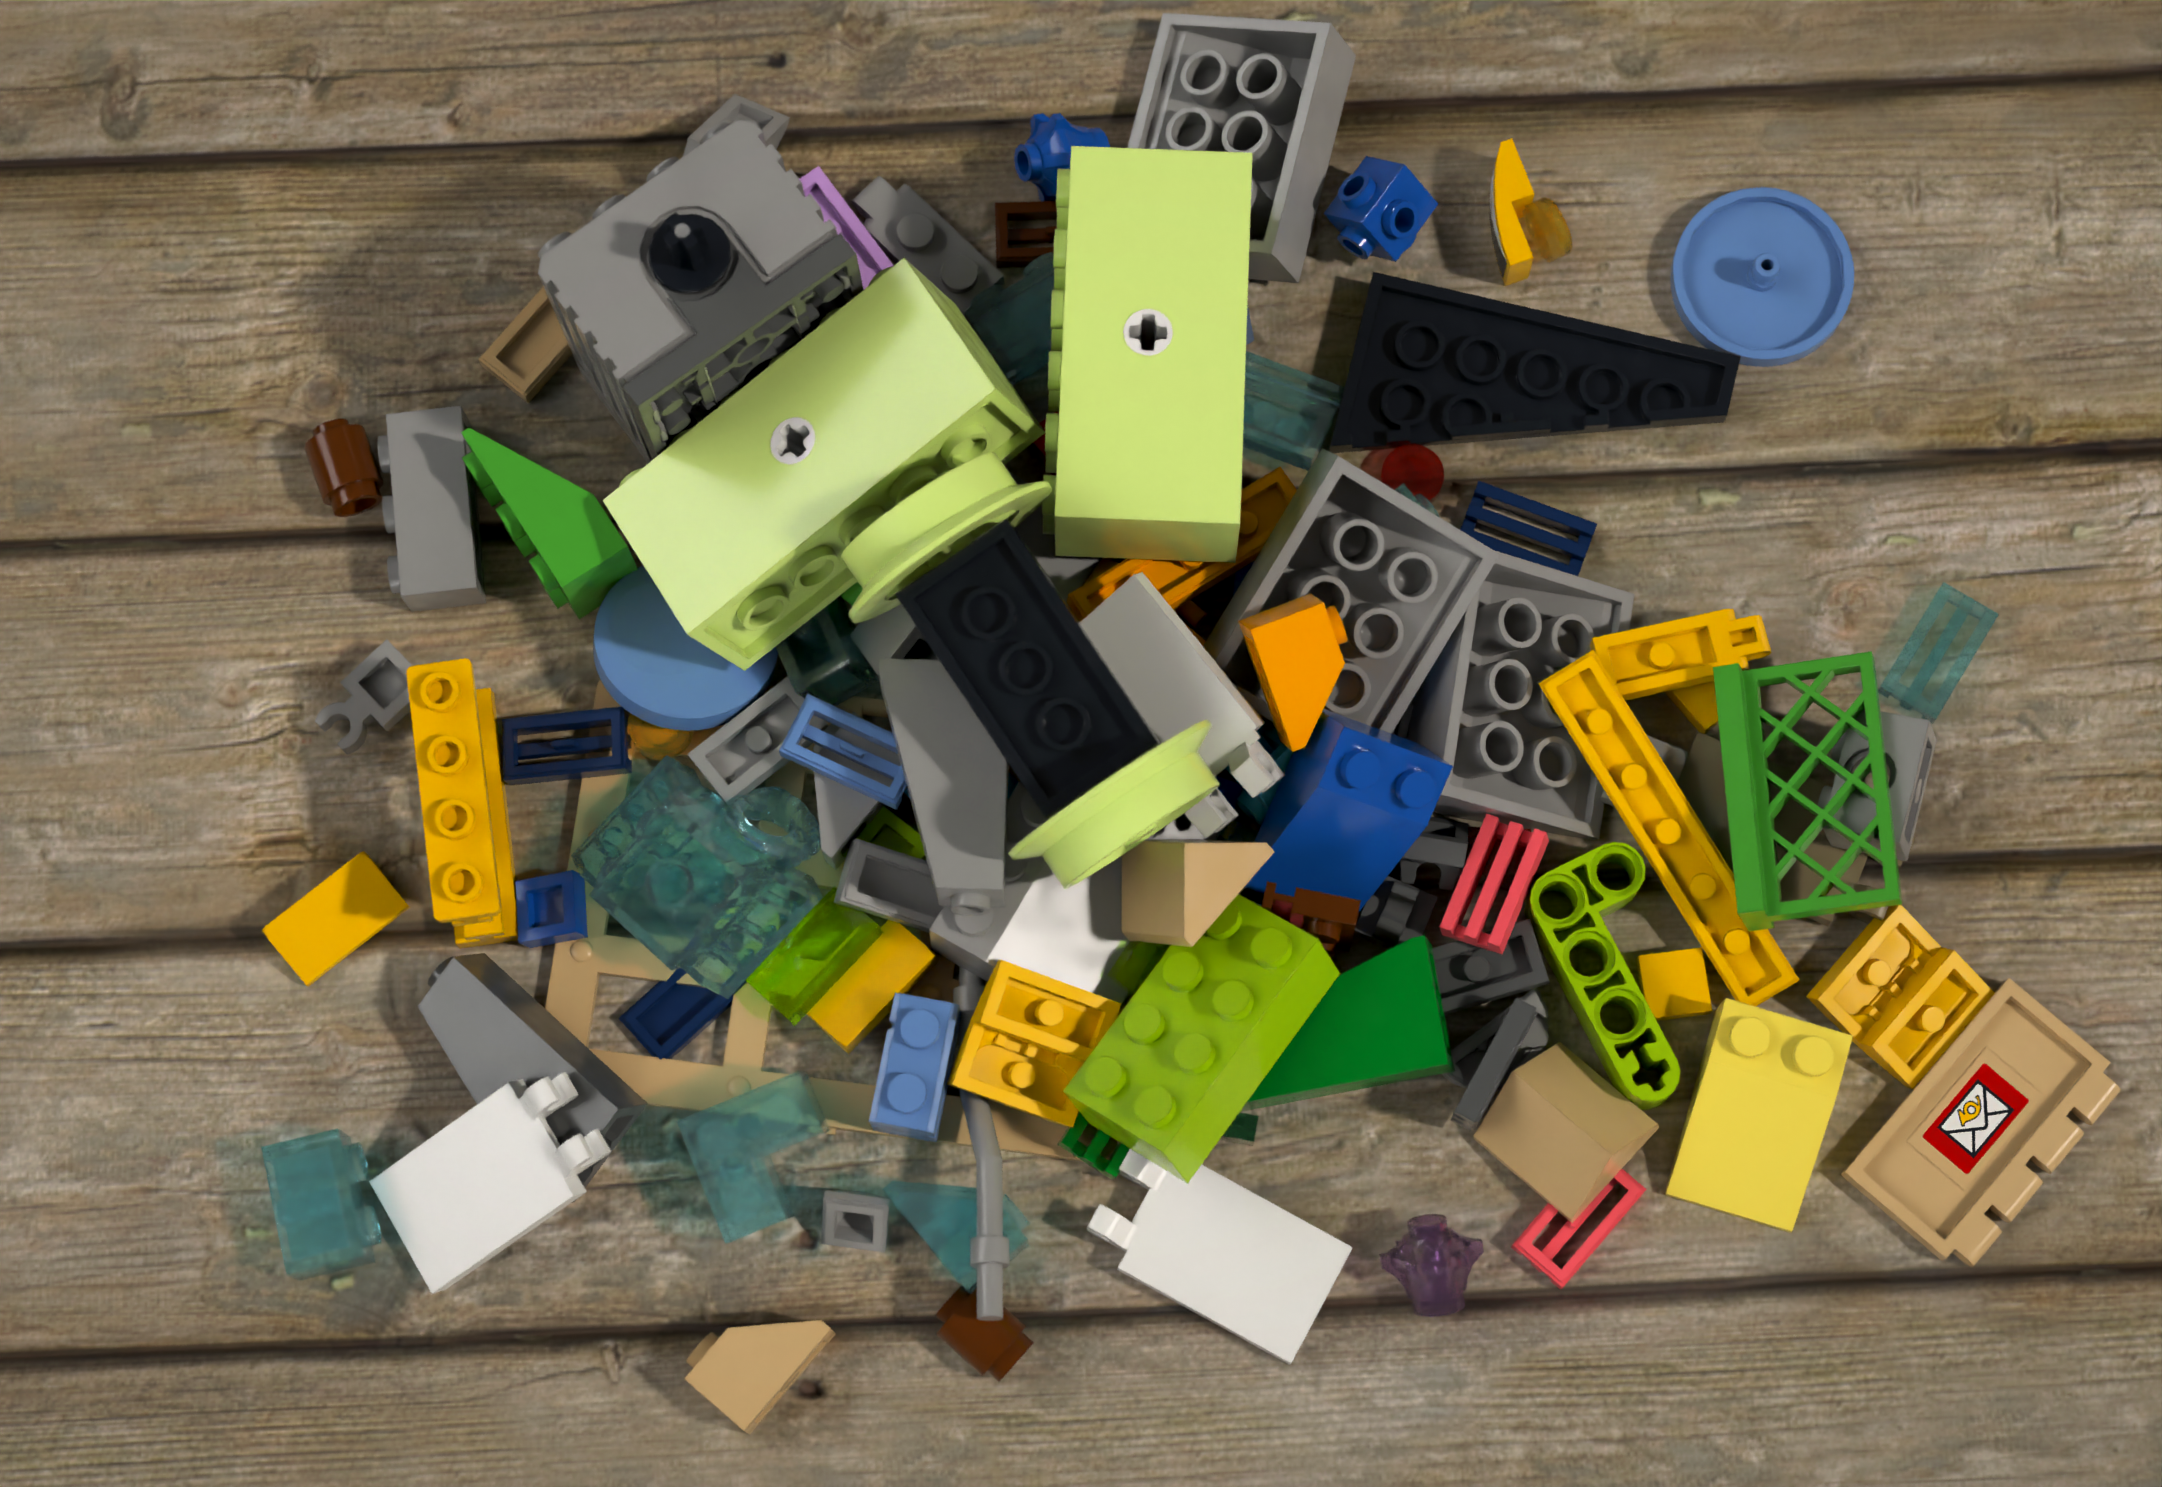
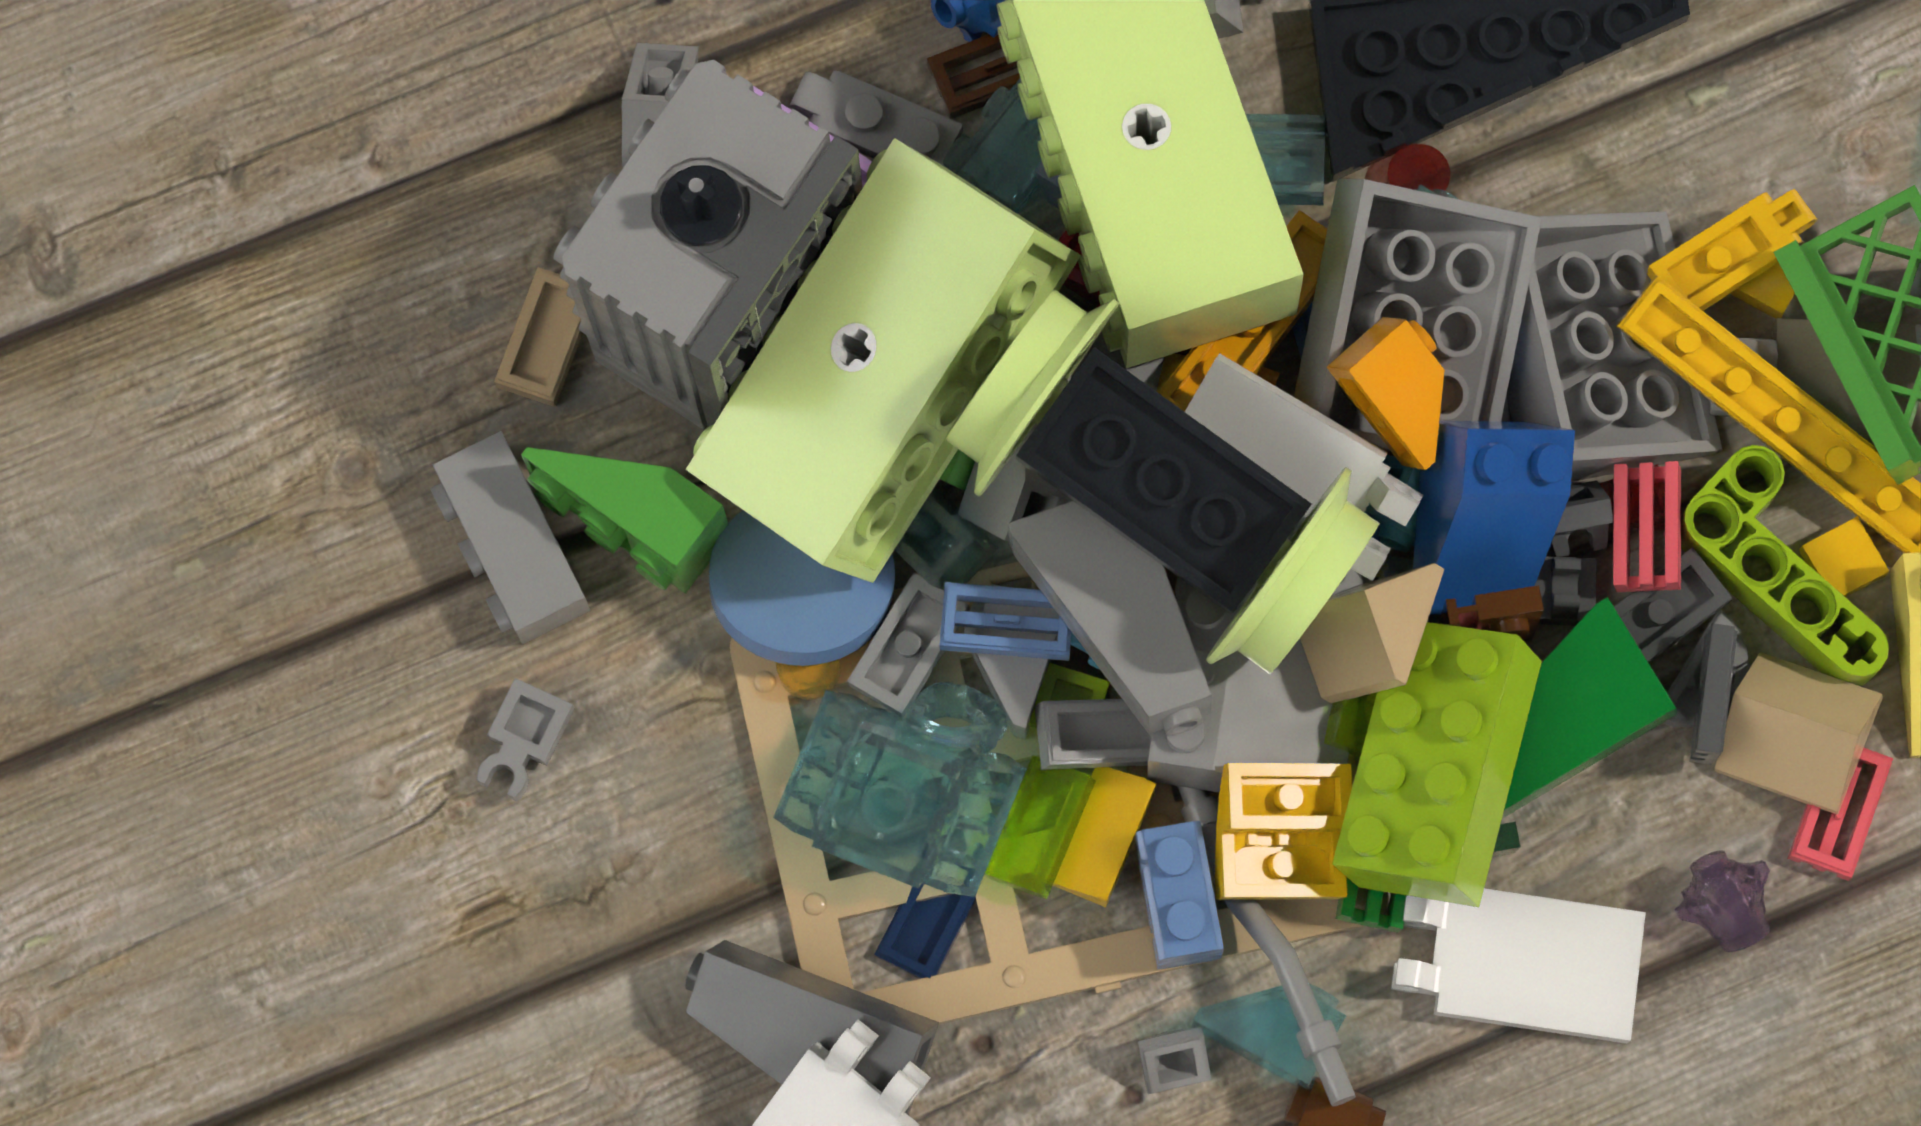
camera: 20 degrees left, 0 degrees up
(335, 918) = (569, 959): yellow slope -> none
(344, 467) = (408, 530): reddish brown brick -> none
(463, 803) = (657, 803): yellow fence -> none
(551, 909) = (771, 875): blue tile -> none
(617, 742) = (774, 694): dark blue tile -> none
(734, 1150) = (1037, 1027): clear light blue brick -> none
(1533, 511) = (1546, 167): dark blue tile -> none

